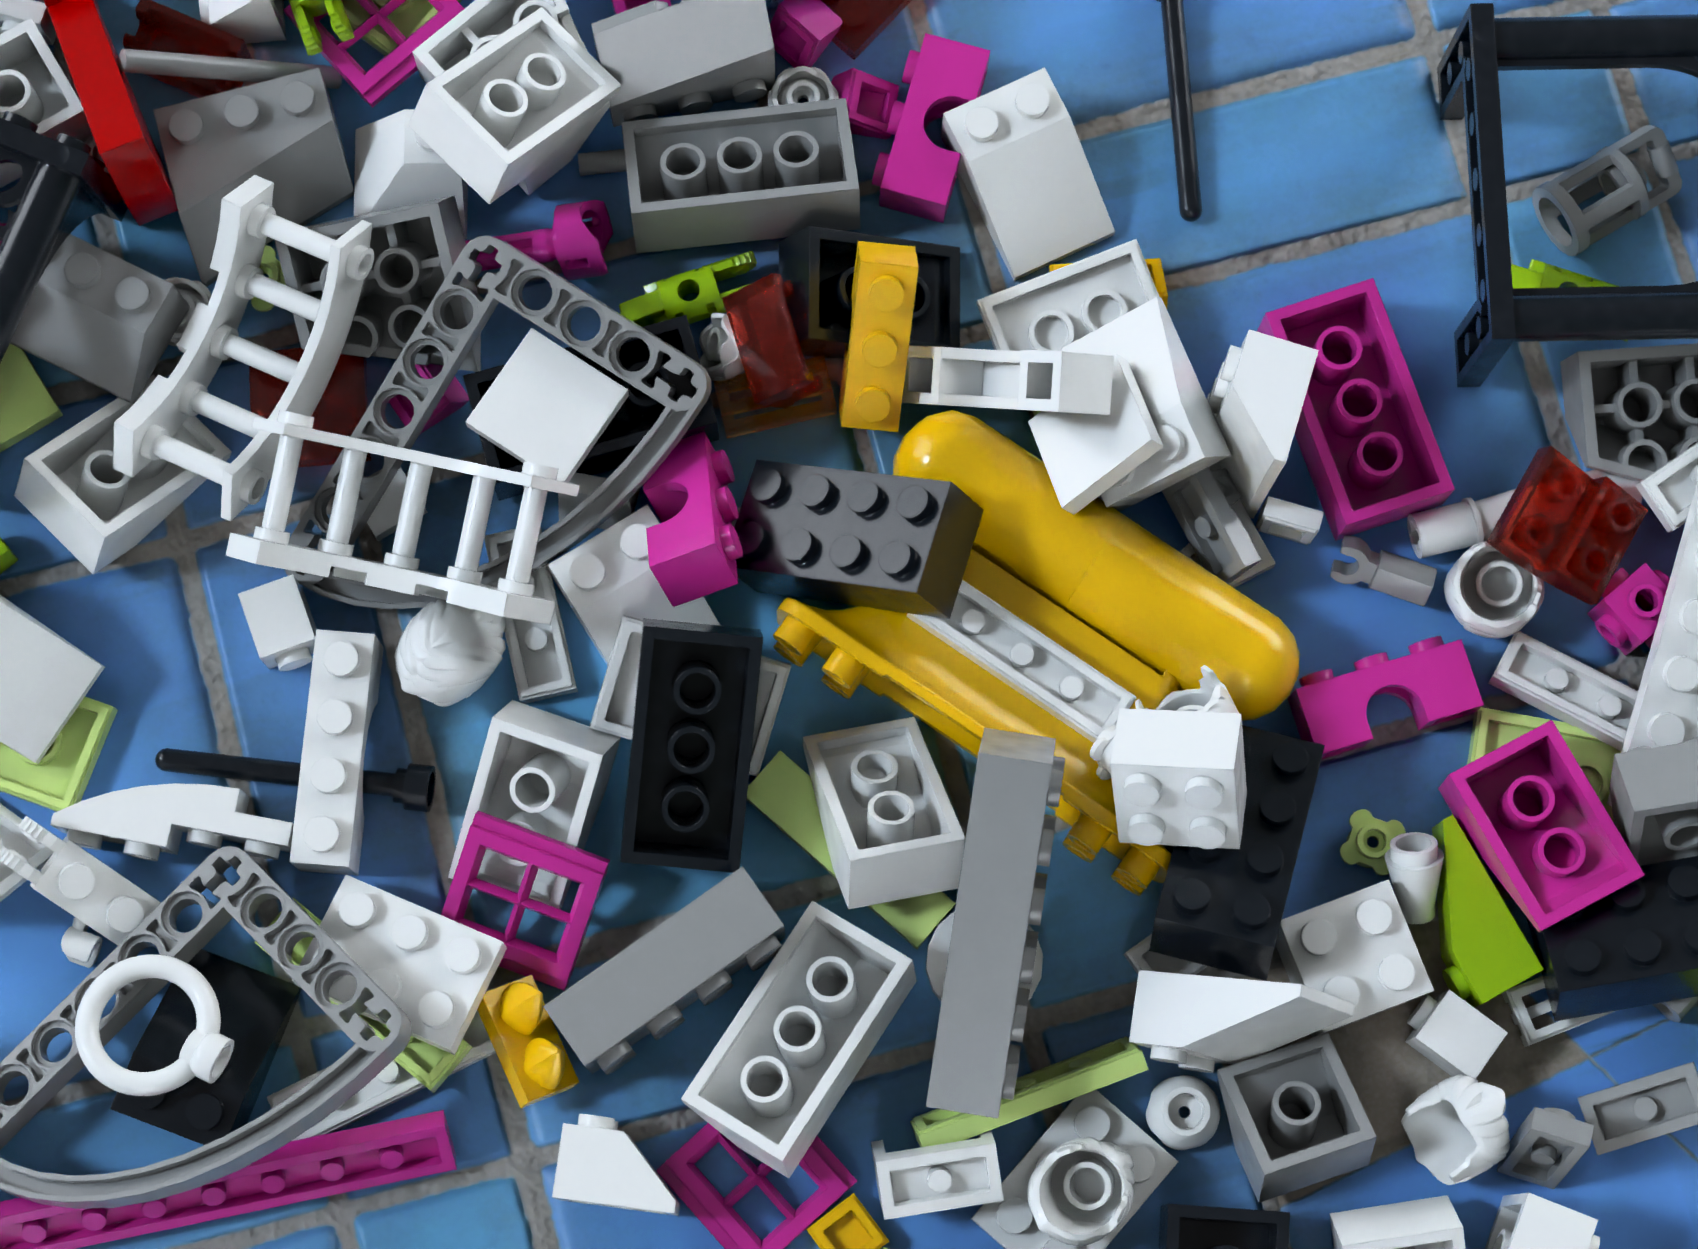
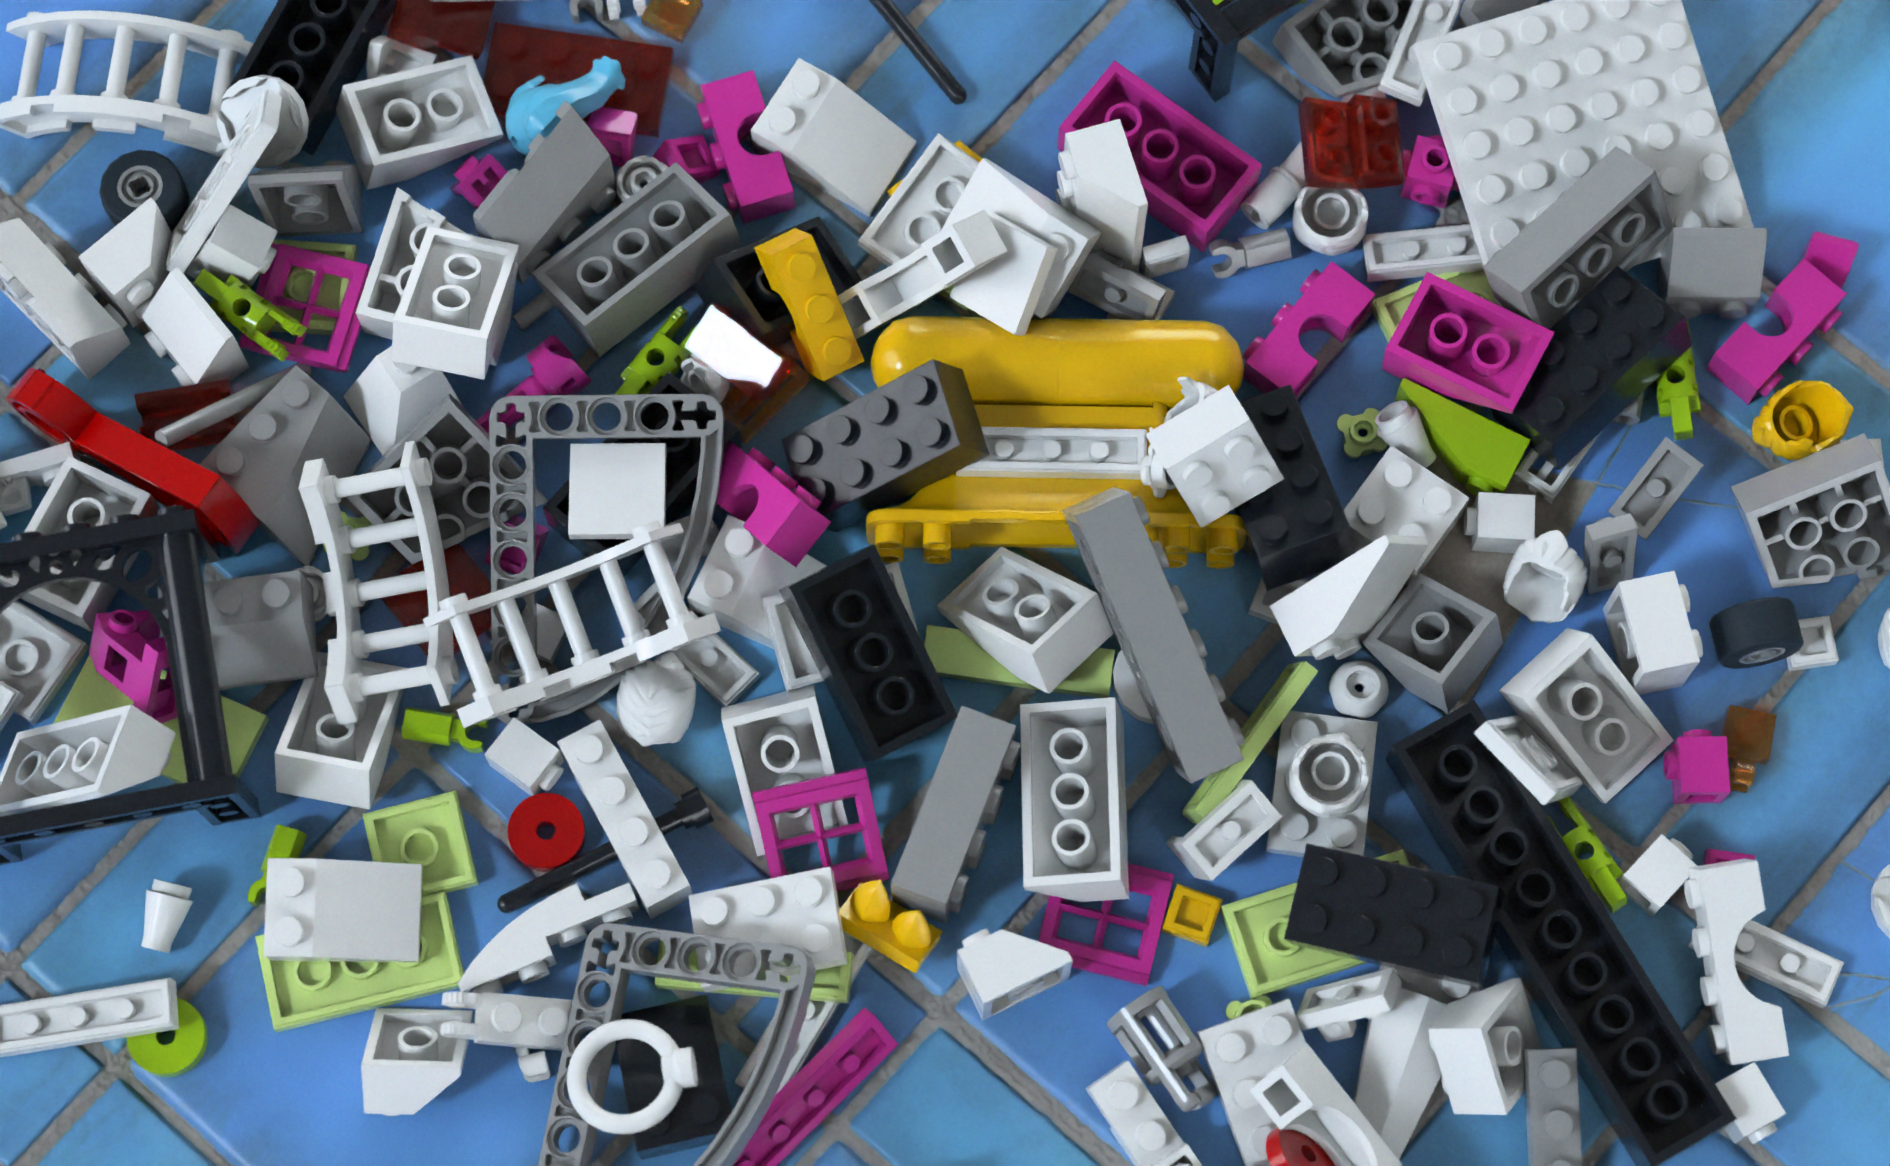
camera: 30 degrees left, 5 degrees down
(134, 640) = (426, 834): none -> yellowish green tile
(204, 522) = (439, 729): none -> lime bar
(236, 694) = (538, 812): none -> red piece

